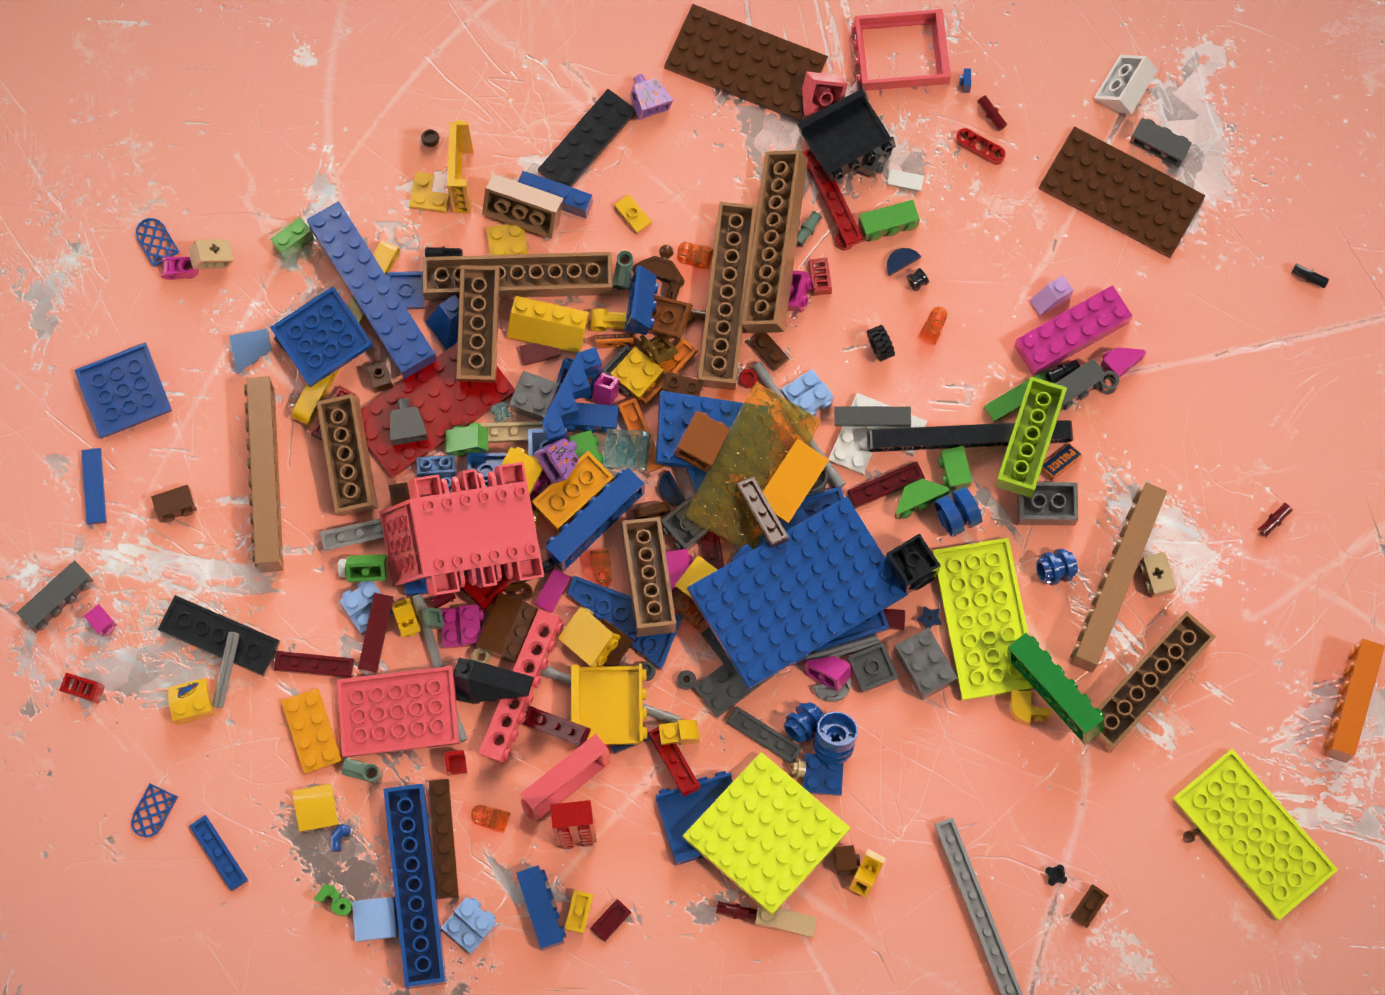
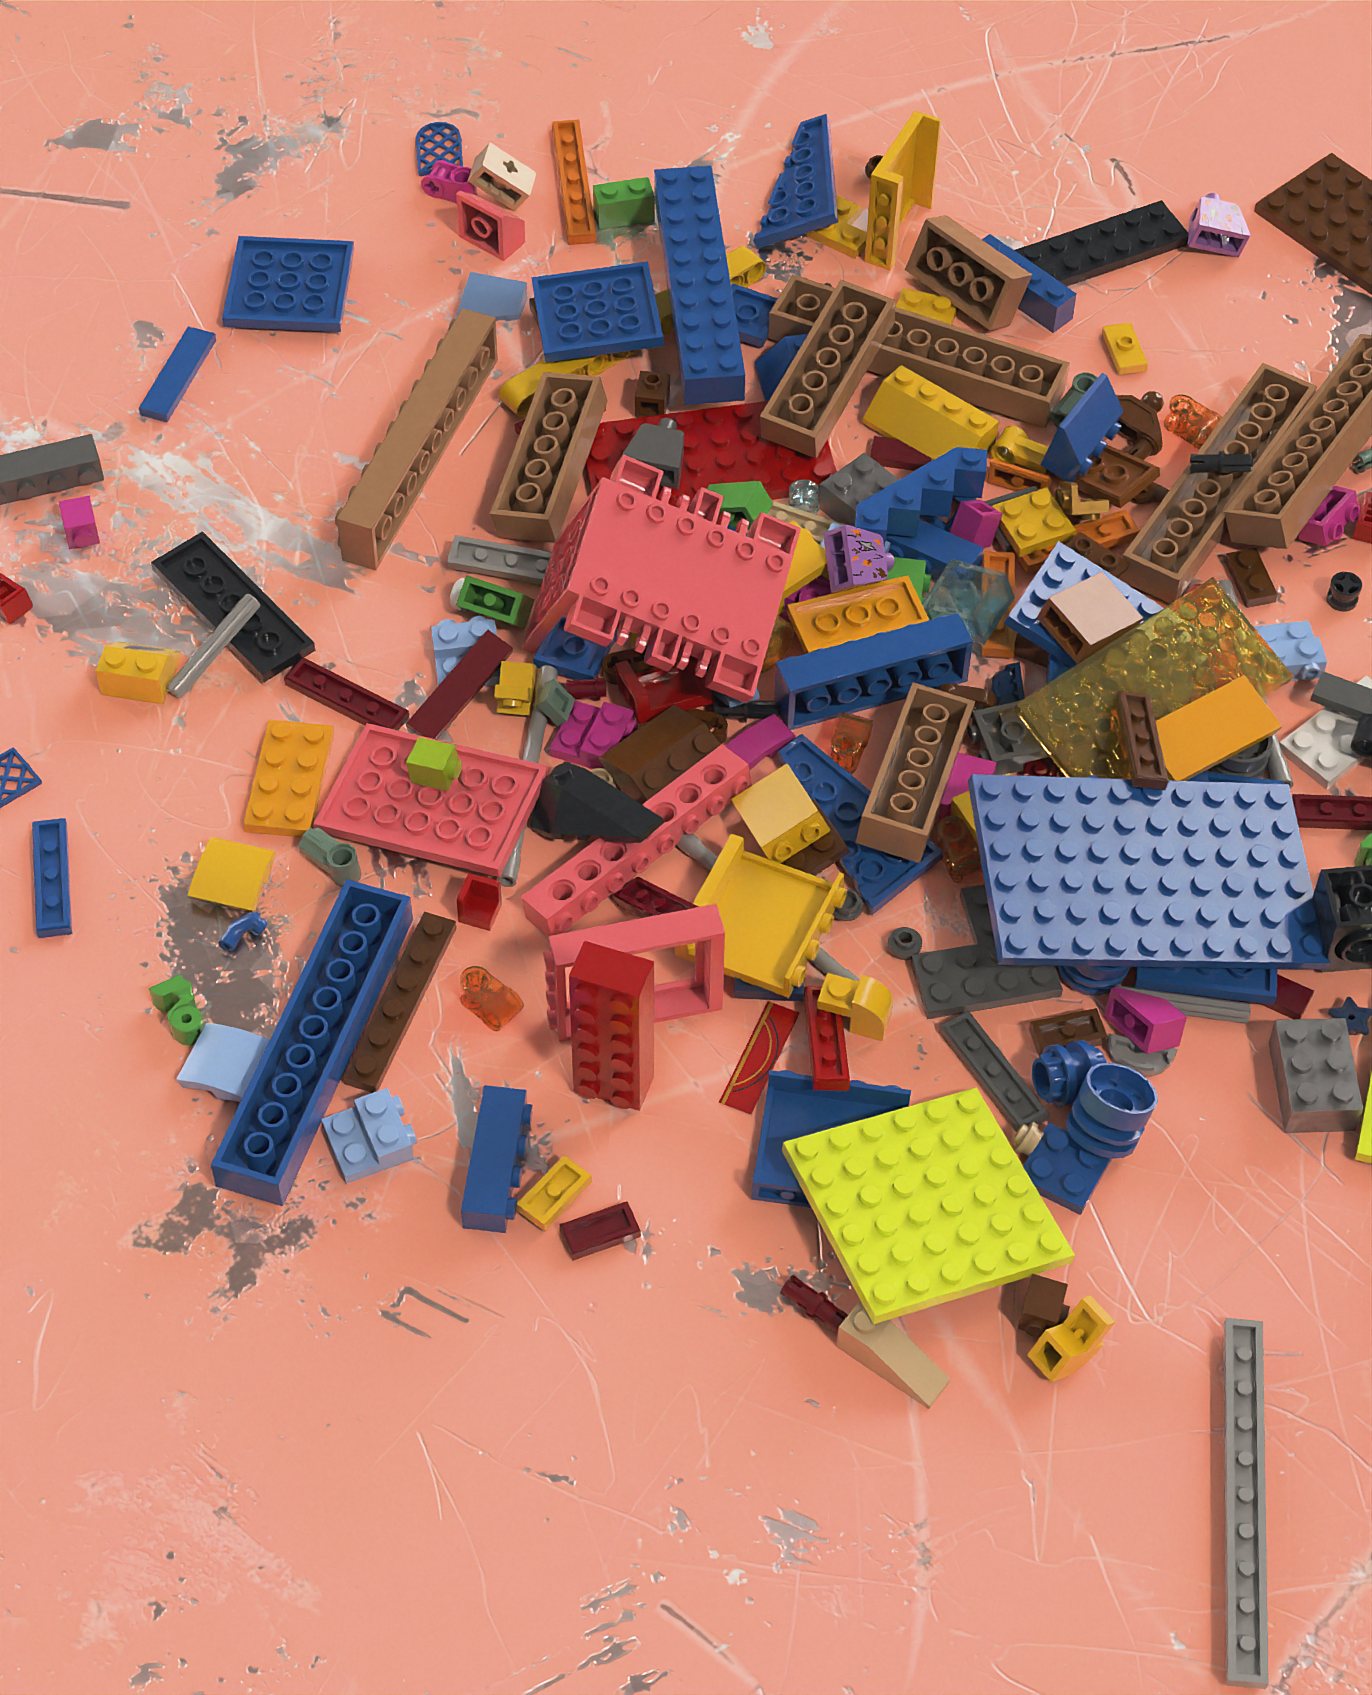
camera: 25 degrees right, 20 degrees down
(174, 504) = (272, 429): reddish brown brick -> none
(221, 293) = (489, 226): none -> coral slope
(251, 230) = (573, 182): none -> orange tile
(391, 695) = (433, 764): none -> lime brick
(394, 177) = (806, 190): none -> blue wing
(642, 782) = (759, 1057): none -> red sticker
(726, 292) = (1220, 463): none -> black axle
(792, 695) = (1067, 1028): none -> reddish brown plate
(825, 335) = (1344, 591): none -> black wheel
(872, 667) = (1222, 1047): dark grey plate -> none

